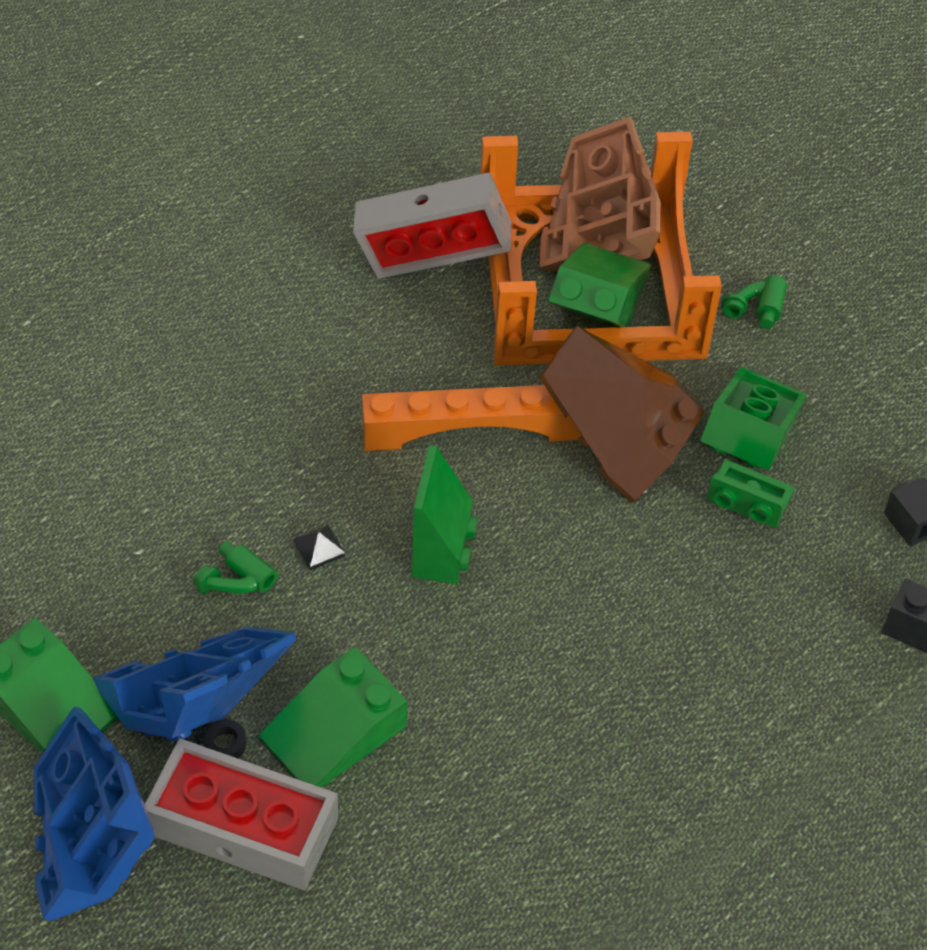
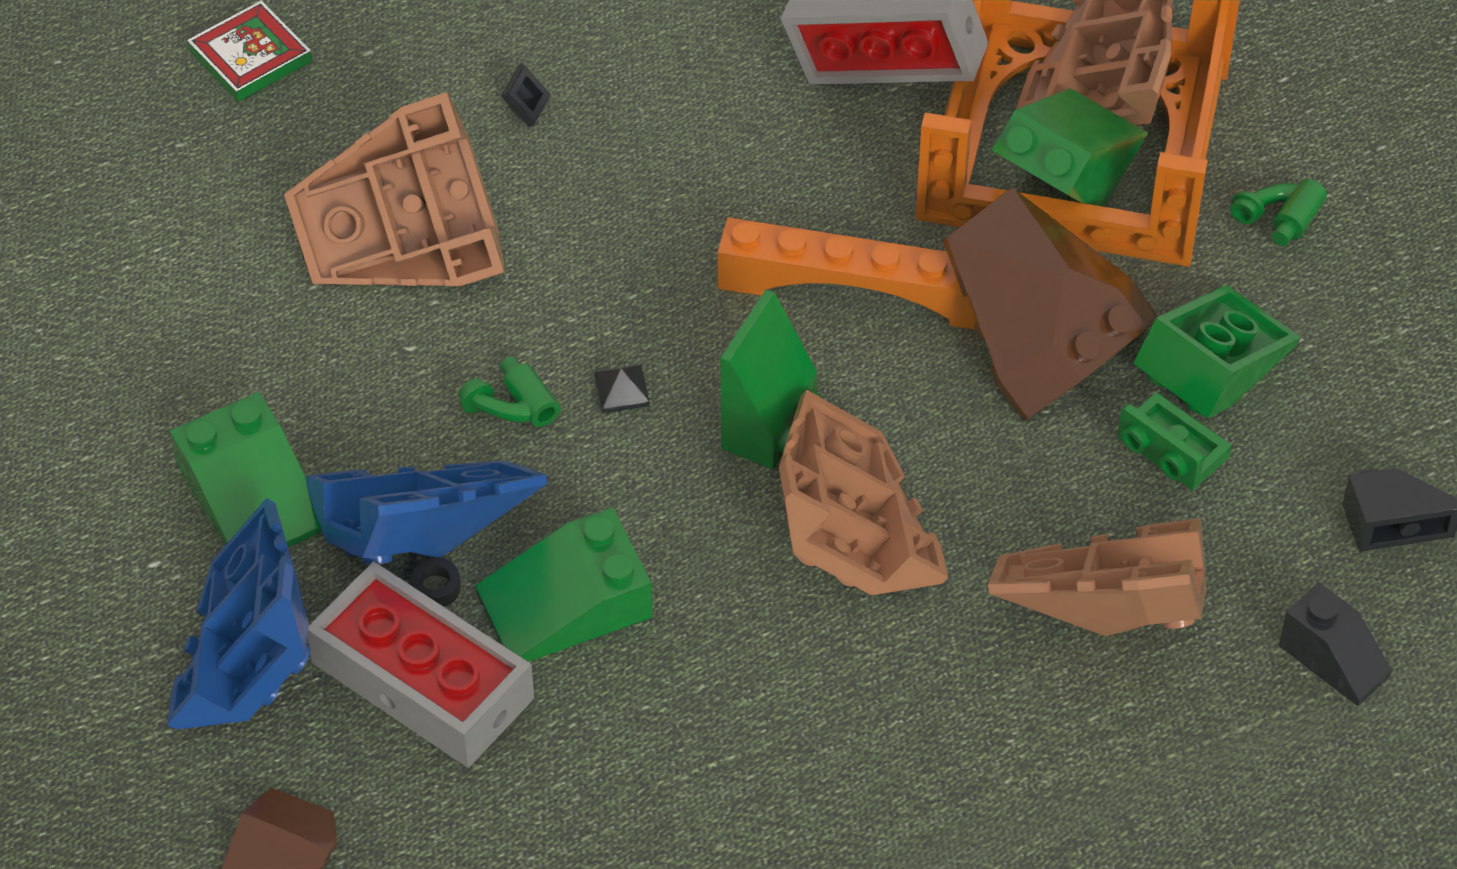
camera: 20 degrees right, 0 degrees up
(99, 441) = (400, 206): none -> nougat wedge
(165, 331) = (525, 95): none -> black slope
(535, 605) = (849, 504): none -> nougat wedge
(752, 613) = (1112, 582): none -> nougat wedge

